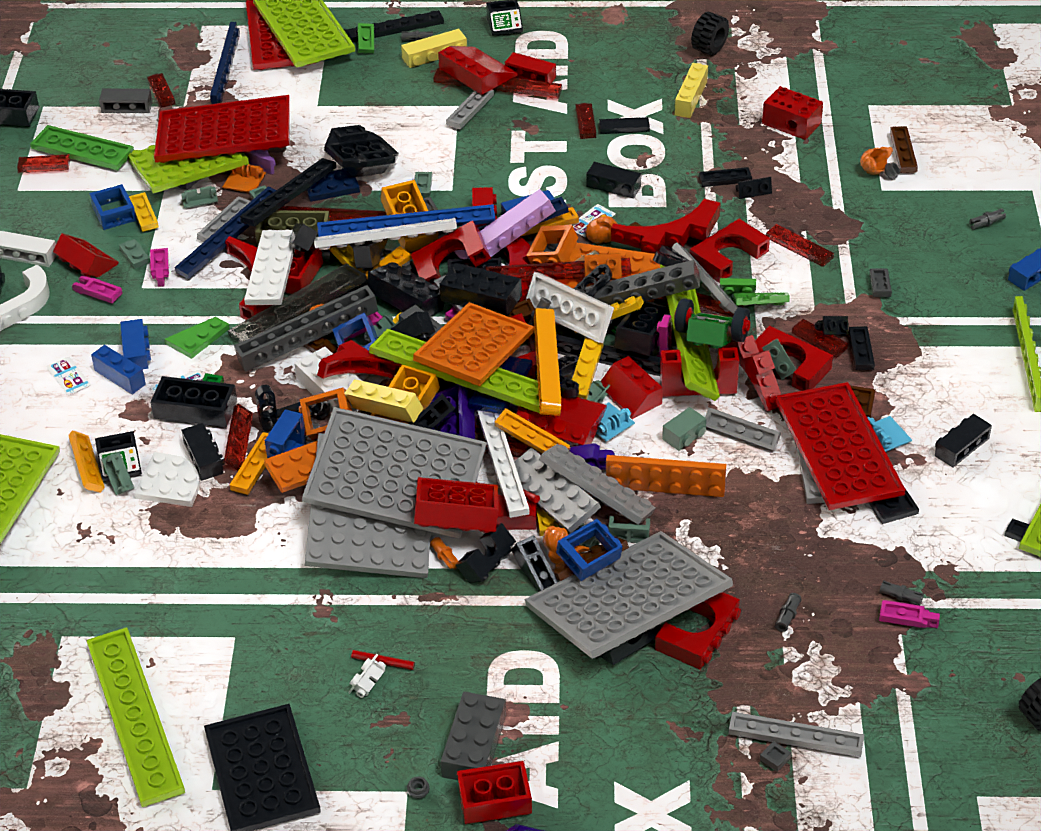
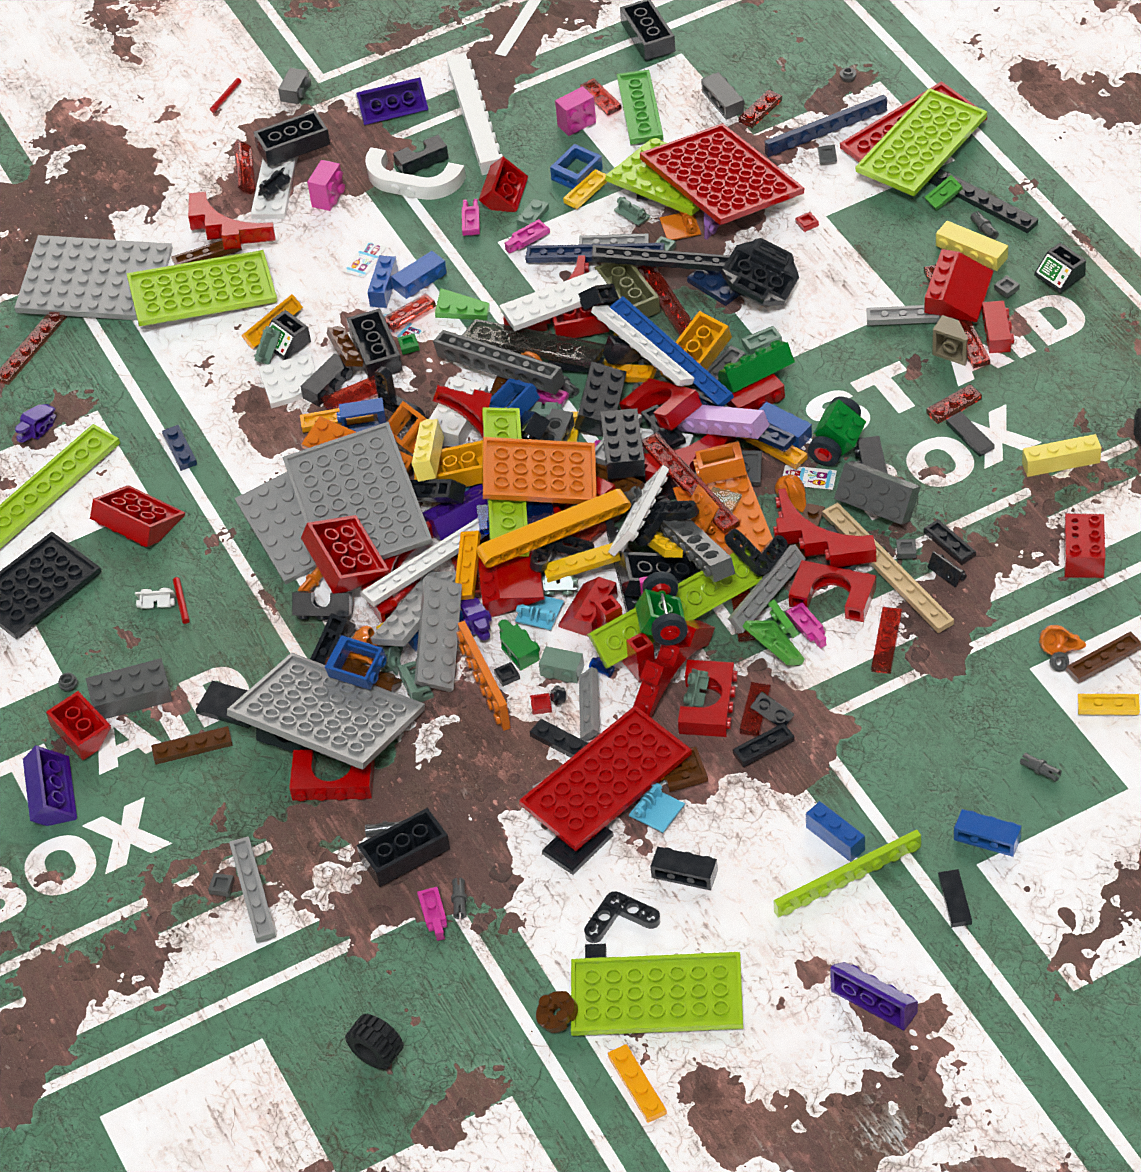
camera: 65 degrees right, 5 degrees up
(38, 686) = (35, 422): none -> dark purple hinge
(52, 178) = (575, 111): none -> dark pink brick
(174, 361) = (409, 311): none -> clear red plate
(178, 35) = (848, 74): none -> dark grey plate
(179, 589) = (179, 447): none -> dark blue plate
(182, 420) = (344, 346): none -> reddish brown plate
(243, 652) = (135, 515): none -> red slope
(256, 75) = (827, 154): none -> dark grey plate
(315, 115) = (807, 221): none -> red tile
(460, 185) = (756, 366): none -> green slope
(493, 49) = (1006, 286): none -> dark grey plate
(529, 90) = (950, 341): none -> dark tan slope
(549, 670) = (217, 701): none -> black tile
(570, 176) = (836, 431): none -> green brick
(578, 719) = (191, 745): none -> reddish brown plate
(638, 445) = (518, 645): none -> green hinge
(654, 183) = (877, 492): none -> dark grey brick
(703, 406) = (598, 664): none -> clear blue pin
(714, 457) = (541, 703): none -> red tile
(716, 444) = (558, 695): none -> black plate
(718, 196) = (906, 548): none -> dark grey plate
(729, 214) = (893, 572): none -> tan plate
(760, 274) = (807, 624): none -> dark pink hinge
(764, 464) = (557, 738): none -> black plate
(825, 604) = (403, 847): none -> black brick
(880, 282) = (872, 721): dark grey plate -> none
(950, 165) = (1108, 704): none -> yellow plate
(979, 499) = (616, 910): none -> black beam
(982, 342) = (835, 831): none -> blue brick

